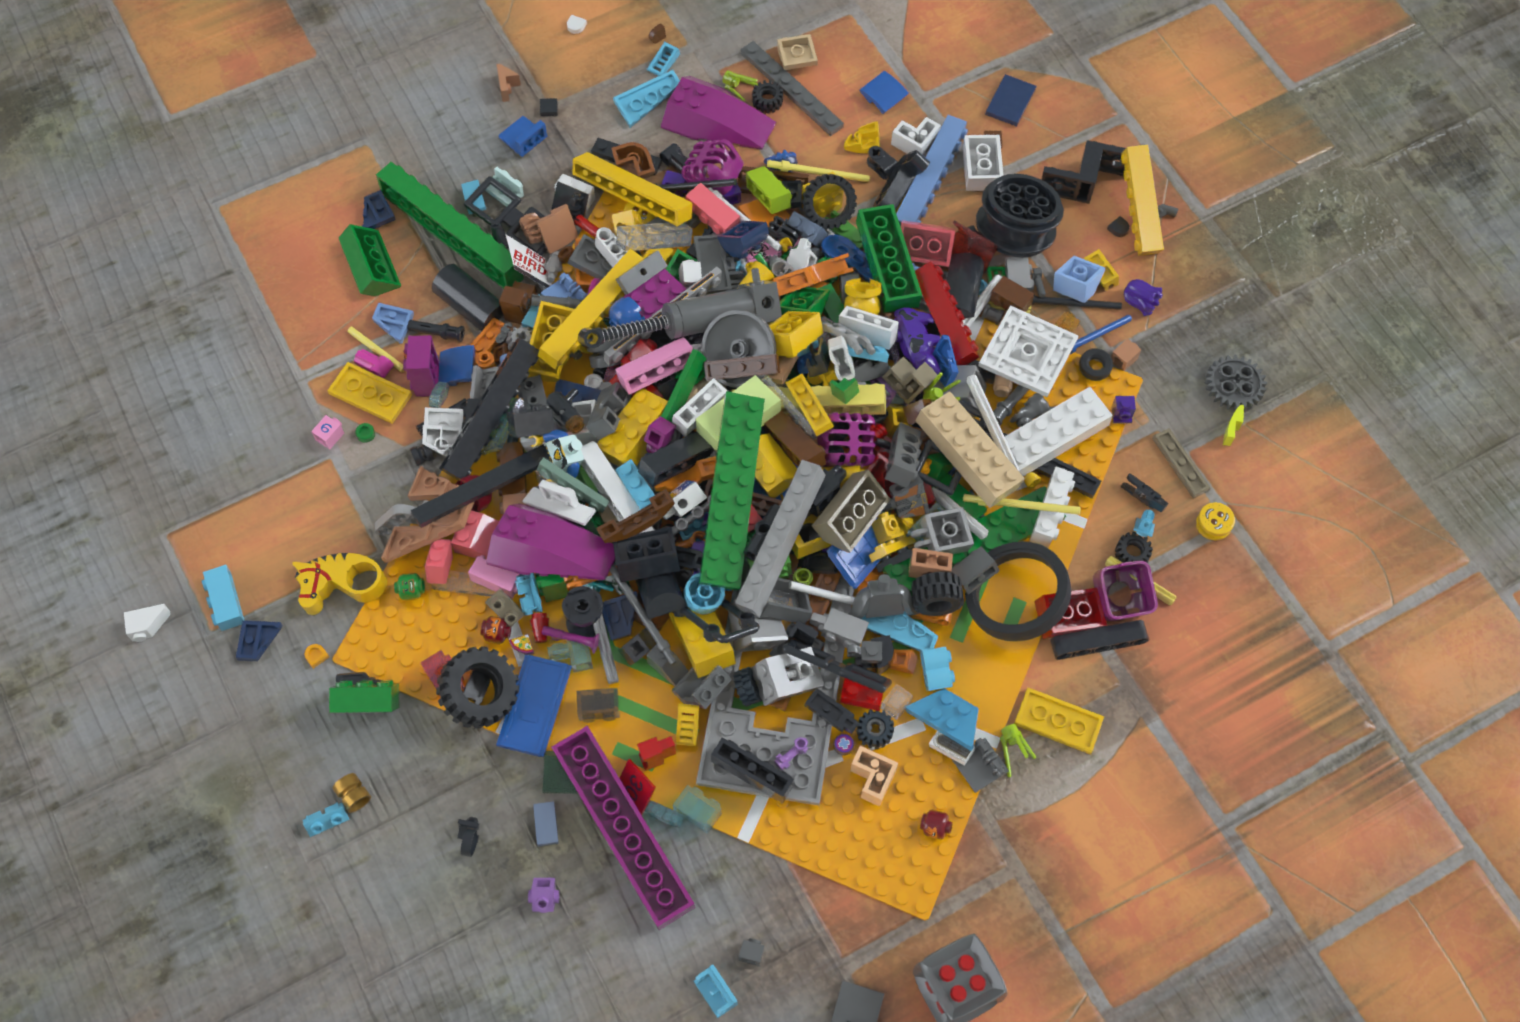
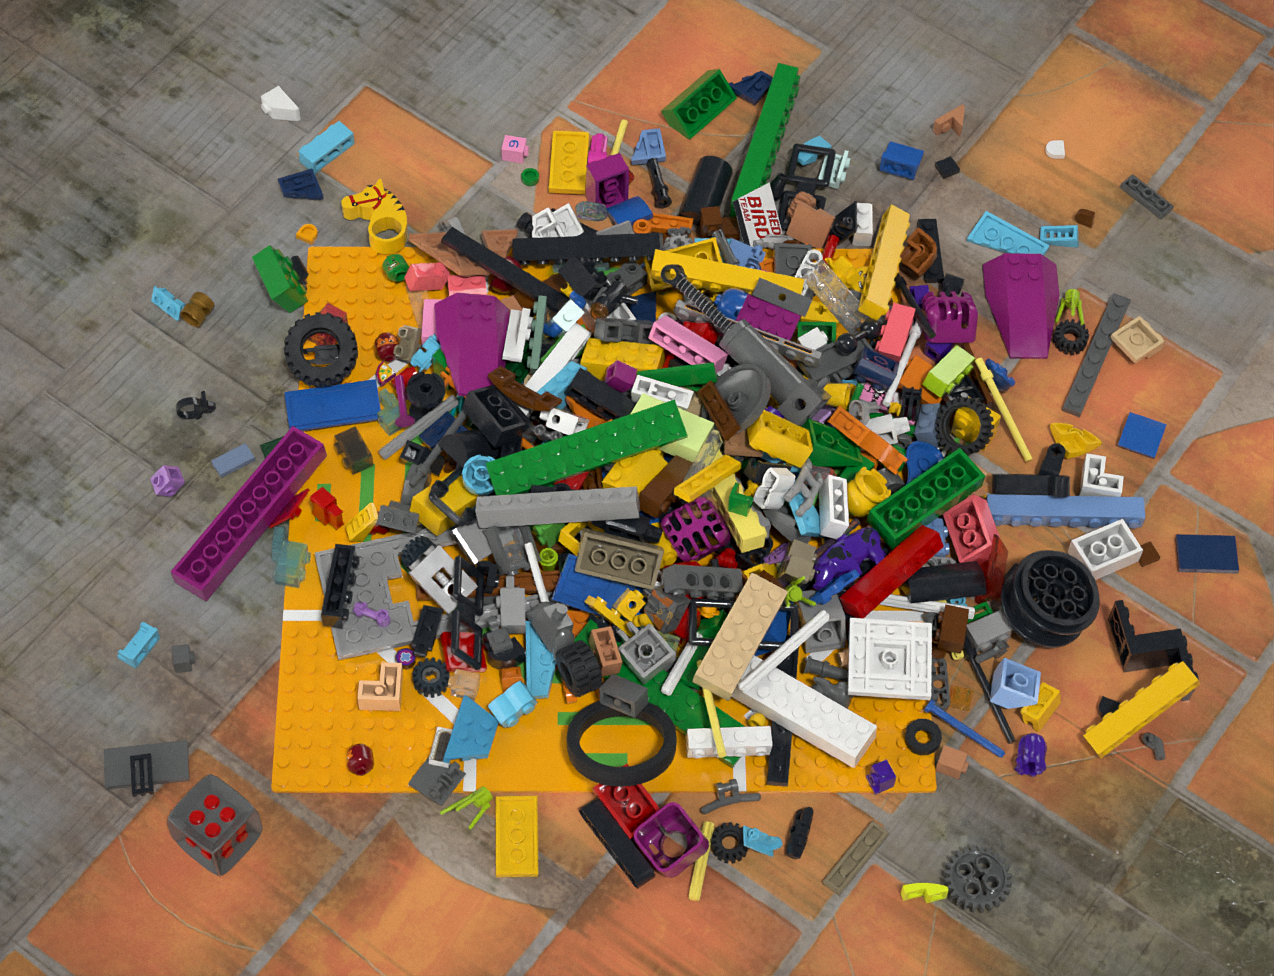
camera: 65 degrees right, 5 degrees down
(708, 246) = (848, 343): none -> black piece
(1088, 533) = (735, 798): none -> dark grey piece
(1215, 521) = (802, 909): yellow head -> none

